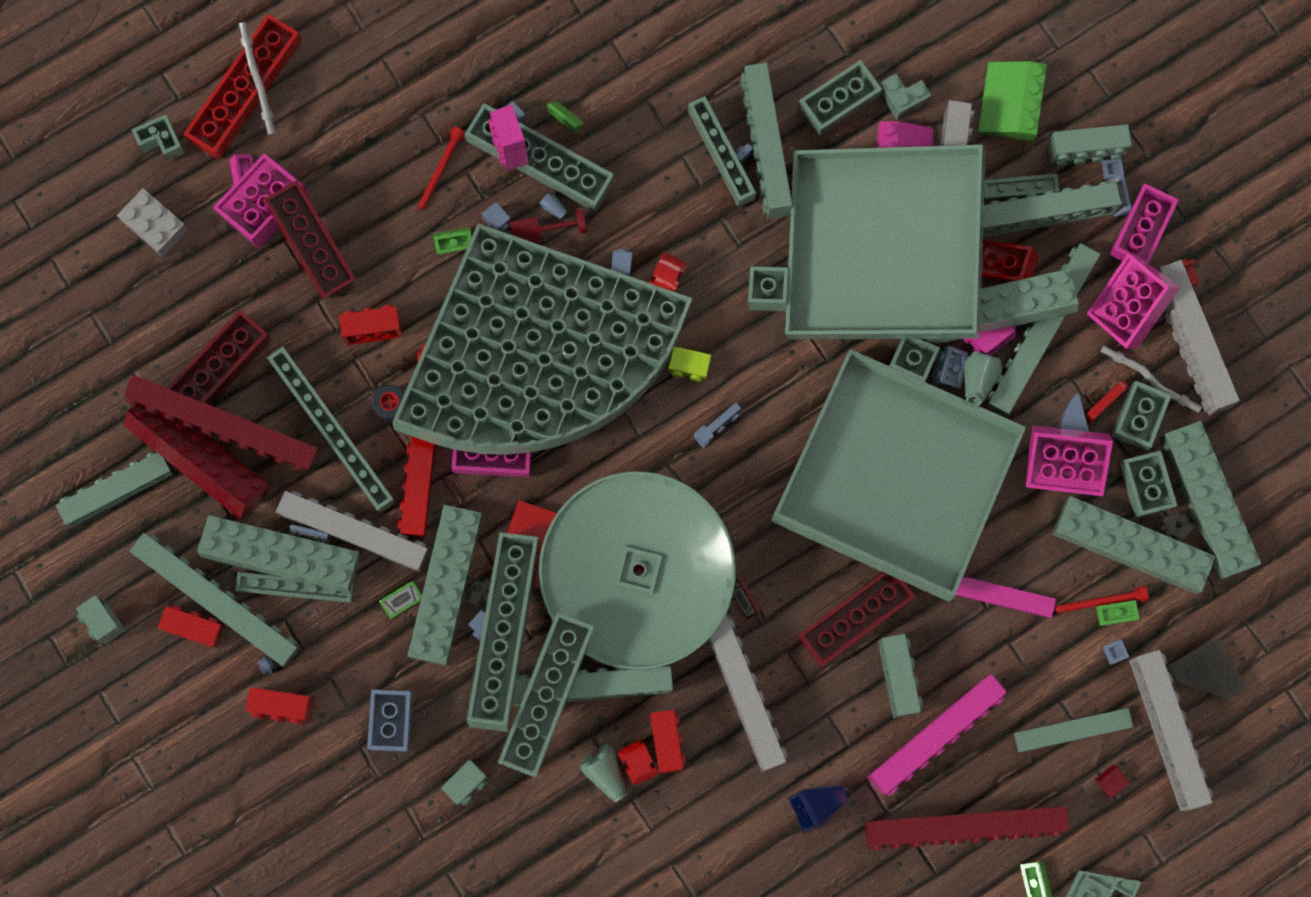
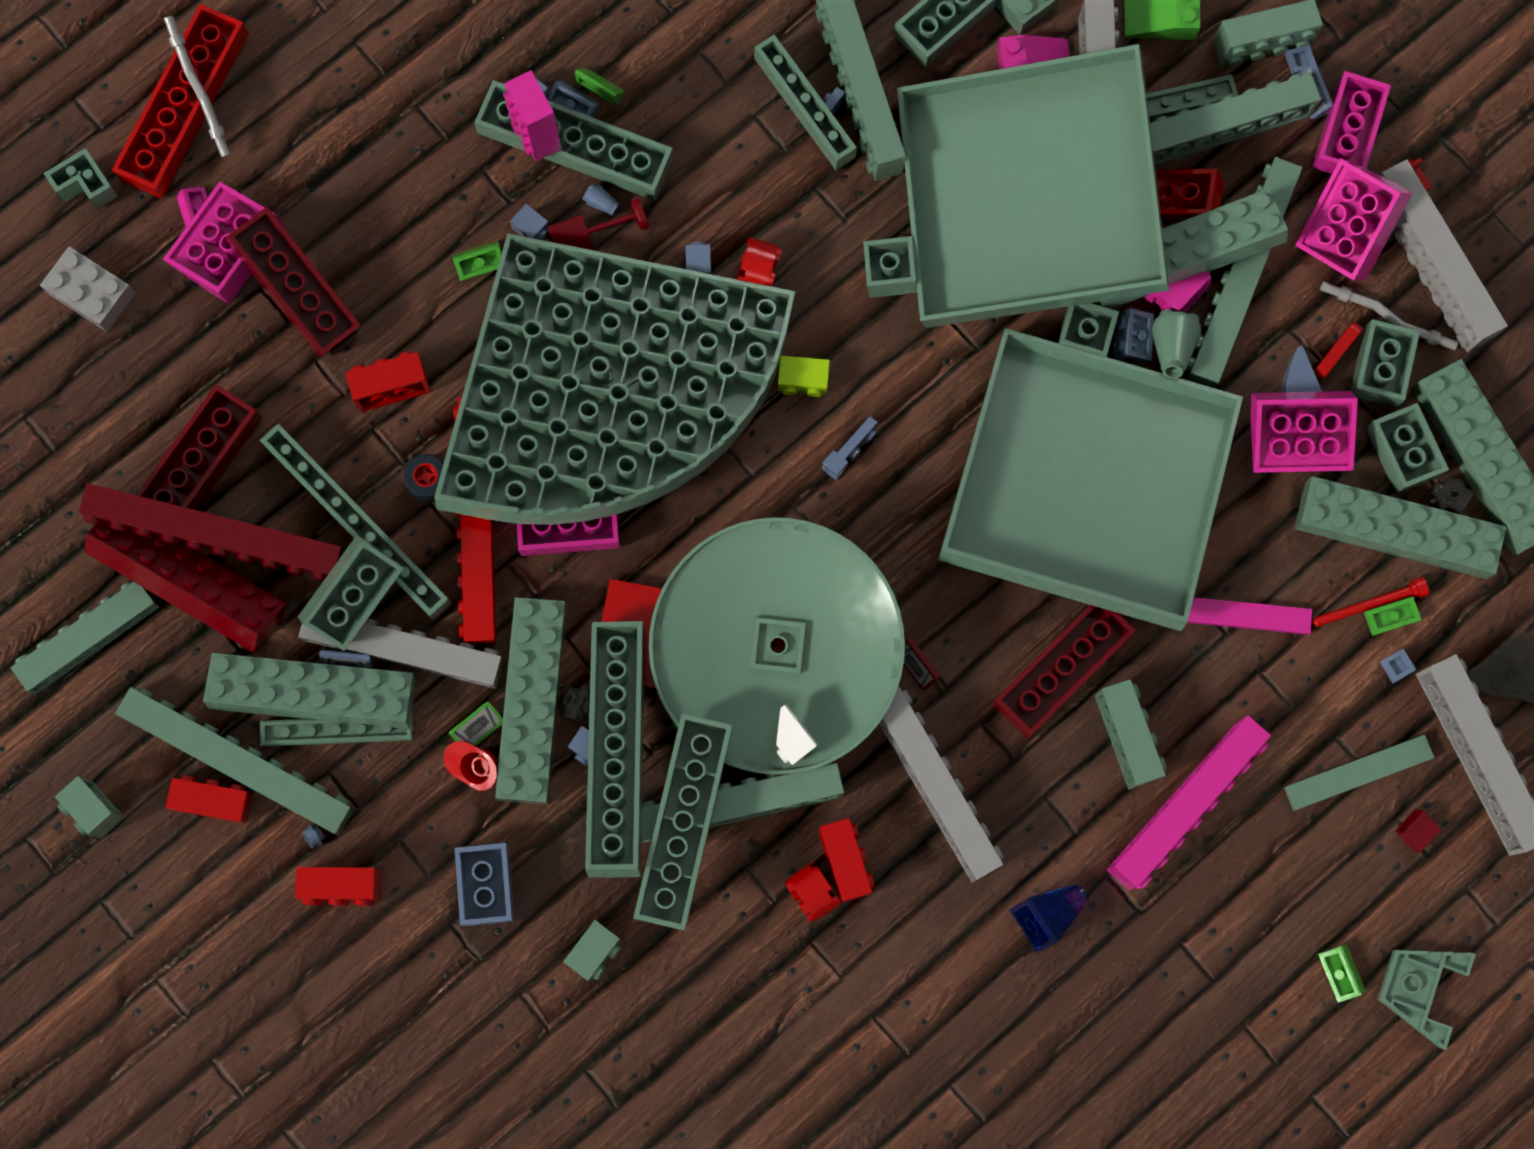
camera: 10 degrees left, 0 degrees up
(319, 484) = (350, 592): none -> sand green brick
(393, 628) = (471, 765): none -> red piece
(456, 136) = (464, 128): red piece -> none
(542, 124) = (573, 99): none -> sand blue slope
(605, 772) = (771, 911): sand green cone -> none
(639, 642) = (792, 737): none -> white slope
(966, 826) = (1250, 914): dark red brick -> none

